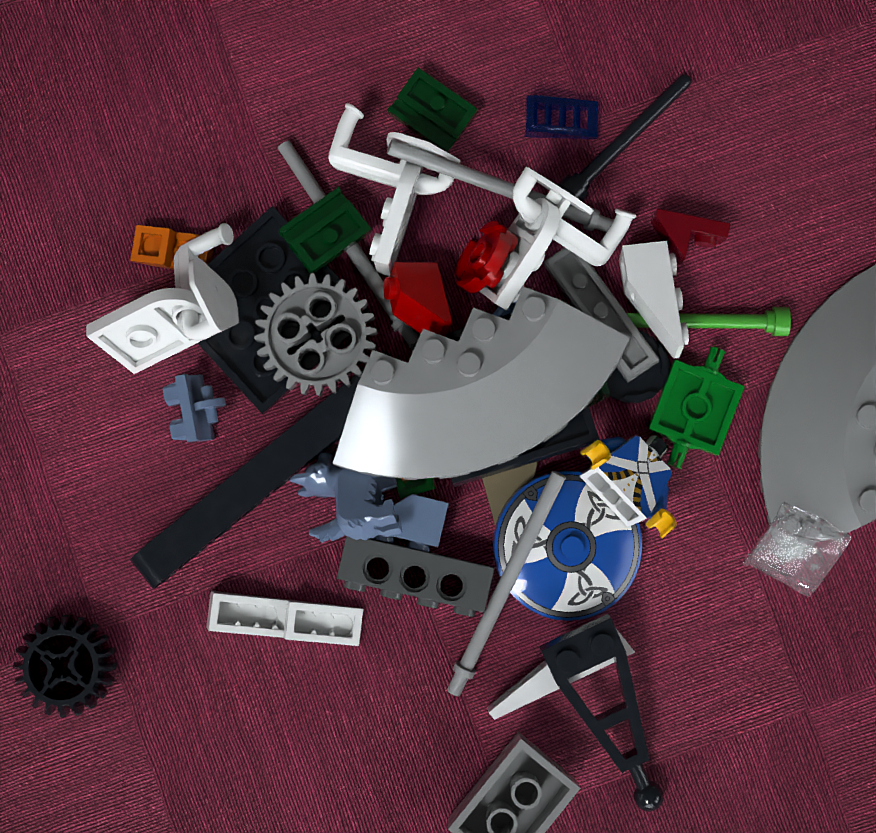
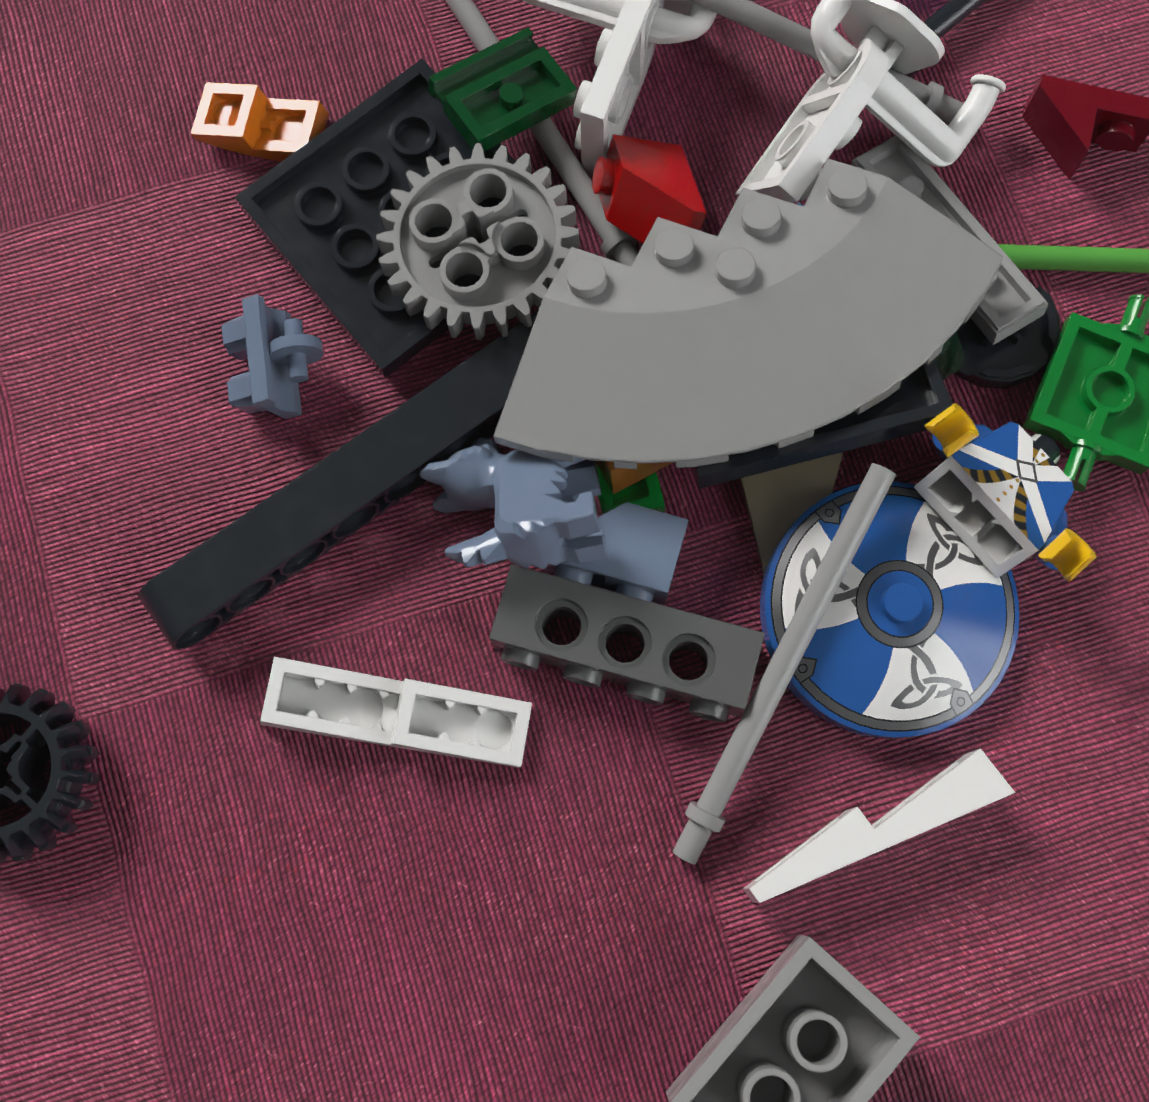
camera: 10 degrees right, 10 degrees down
(171, 317) = (207, 220): white plate -> none
(482, 261) = (762, 139): red plate -> none
(581, 651) = (921, 782): black plate -> none
(650, 287) = (1033, 204): white slope -> none

